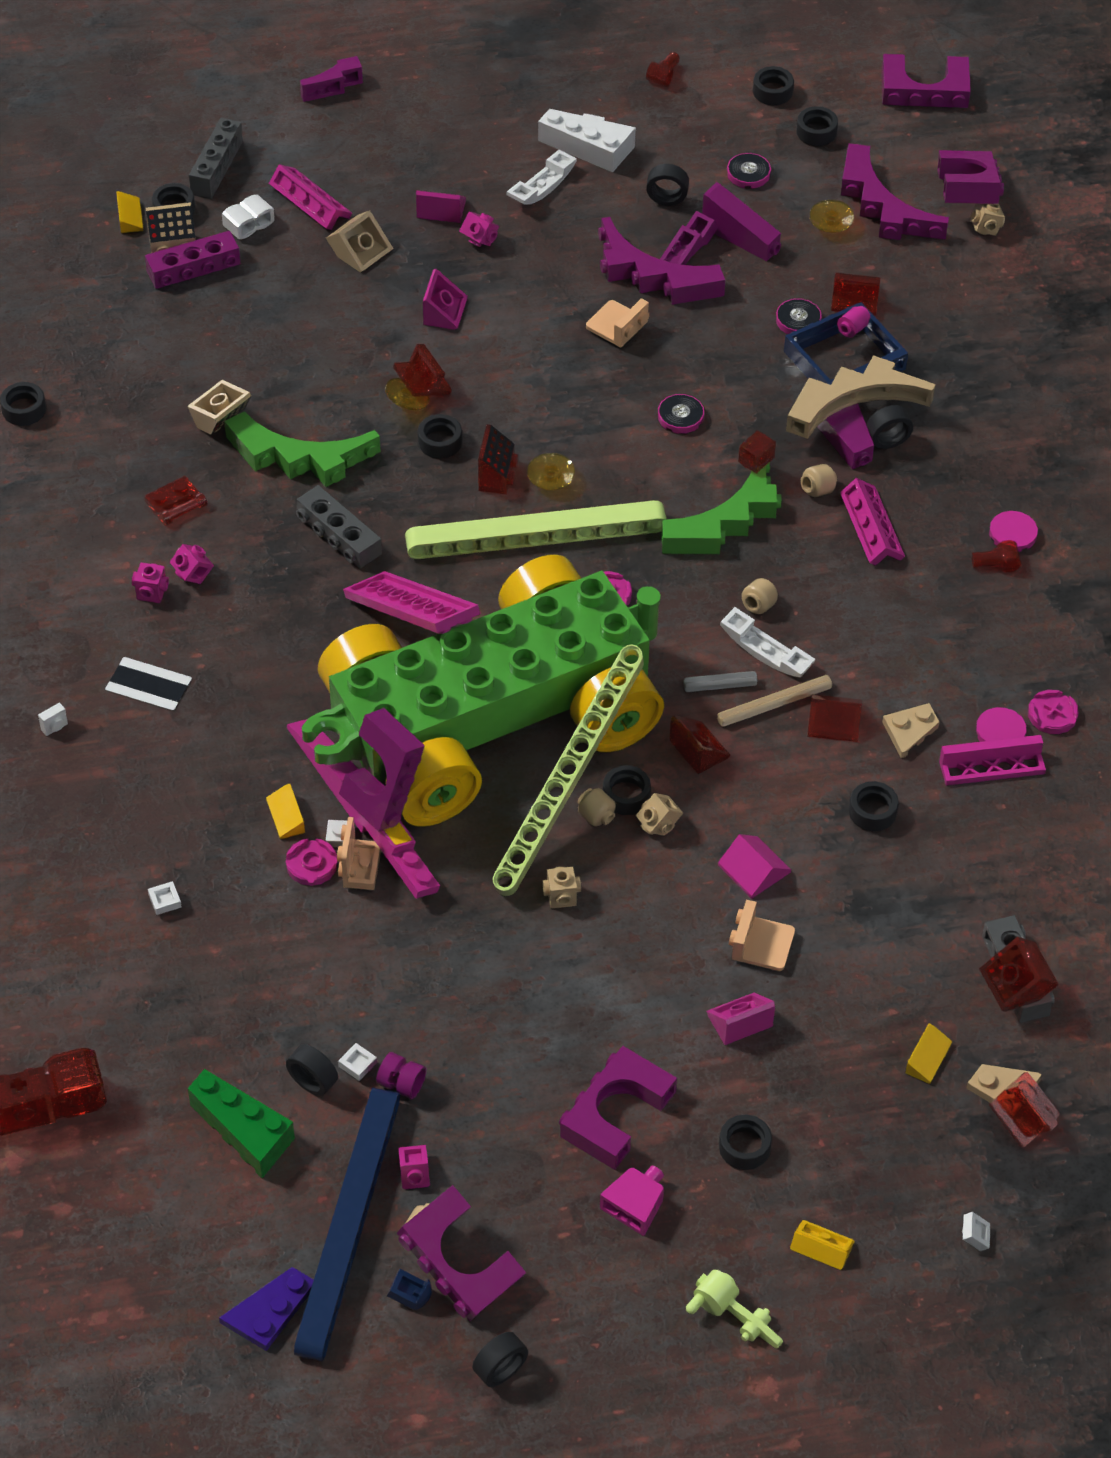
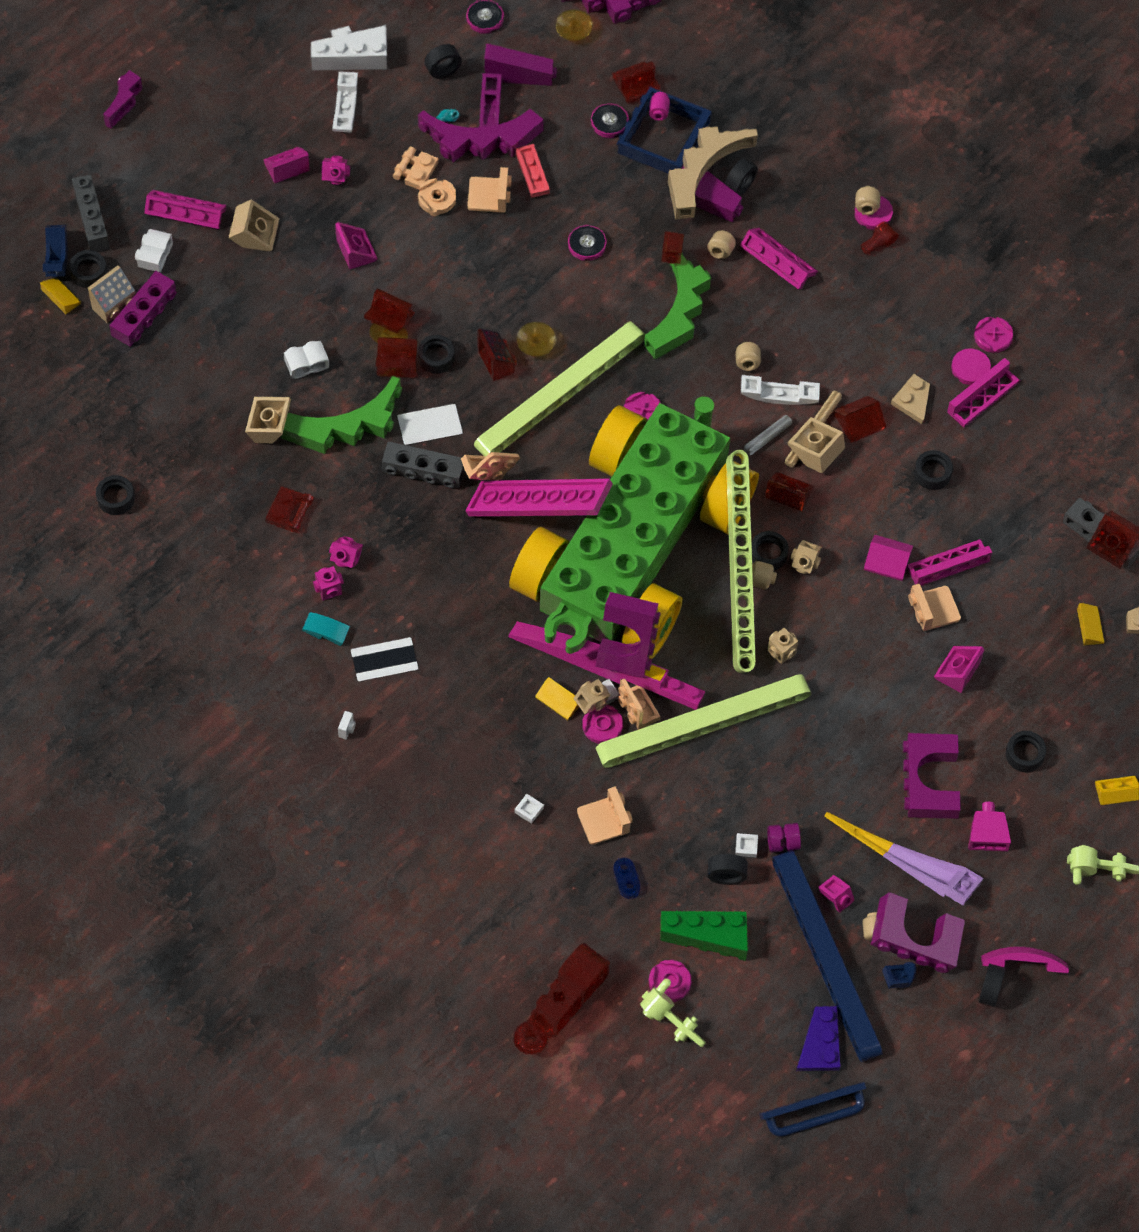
camera: 35 degrees left, 10 degrees up
(114, 623) = (325, 627): none -> teal slope
(122, 1164) = (658, 1005): none -> yellowish green piece
(146, 1347) = (813, 1122): none -> dark blue piece
(158, 172) = (56, 250): none -> dark blue arch
(163, 1150) = (676, 973): none -> dark pink tile
(206, 1020) = (625, 877): none -> clear blue plate
(232, 951) = (605, 818): none -> light nougat bracket
(307, 378) = (306, 359): none -> white brick
(315, 823) = (592, 696): none -> tan brick
(381, 497) = (429, 424): none -> white sticker
(393, 416) = (396, 357): none -> clear red bracket
(398, 555) = (489, 467): none -> light nougat bracket
(417, 915) = (703, 721): none -> yellowish green beam
(537, 1210) = (938, 875): none -> lavender plate
(555, 309) = (437, 206): none -> light nougat plate
(567, 272) = (421, 170): none -> light nougat plate
(592, 1377) = (998, 957): none -> dark pink slope
(636, 237) = (448, 115): none -> teal arm
(678, 323) = (532, 170): none -> coral plate
(762, 714) = (817, 444): none -> tan slope
(816, 907) = (949, 566): none -> dark pink fence
(1010, 512) = (867, 200): none -> tan head

